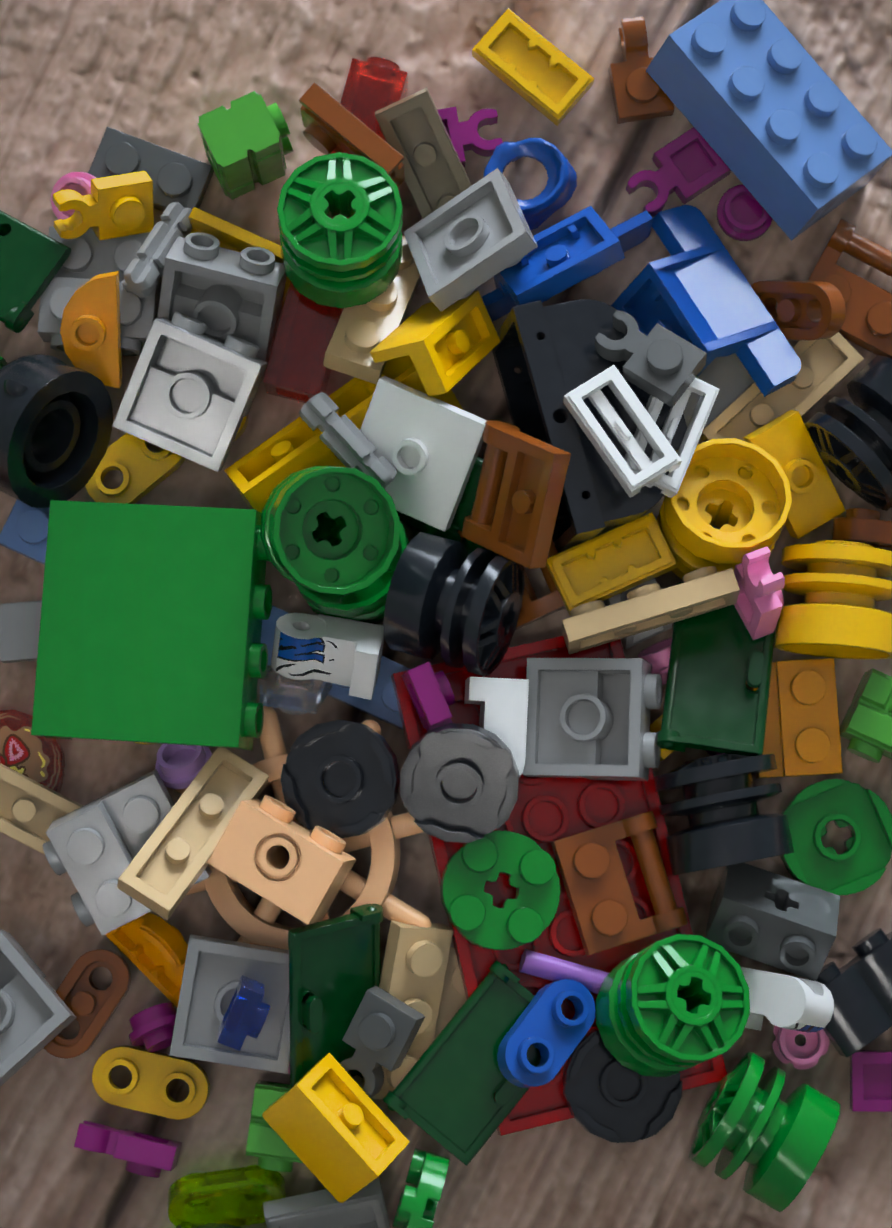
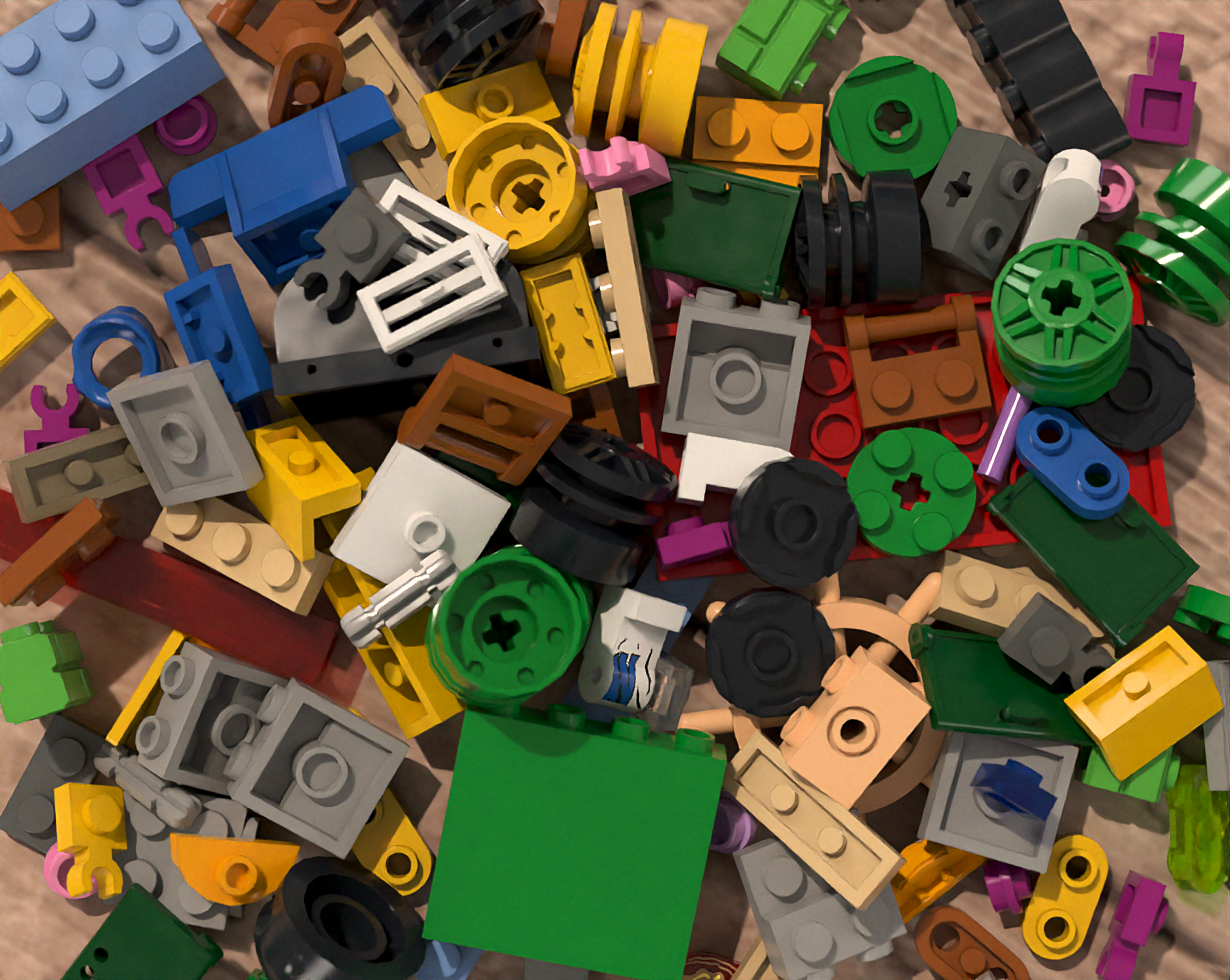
camera: 80 degrees left, 5 degrees up
(340, 258) = (193, 578): green wheel -> none

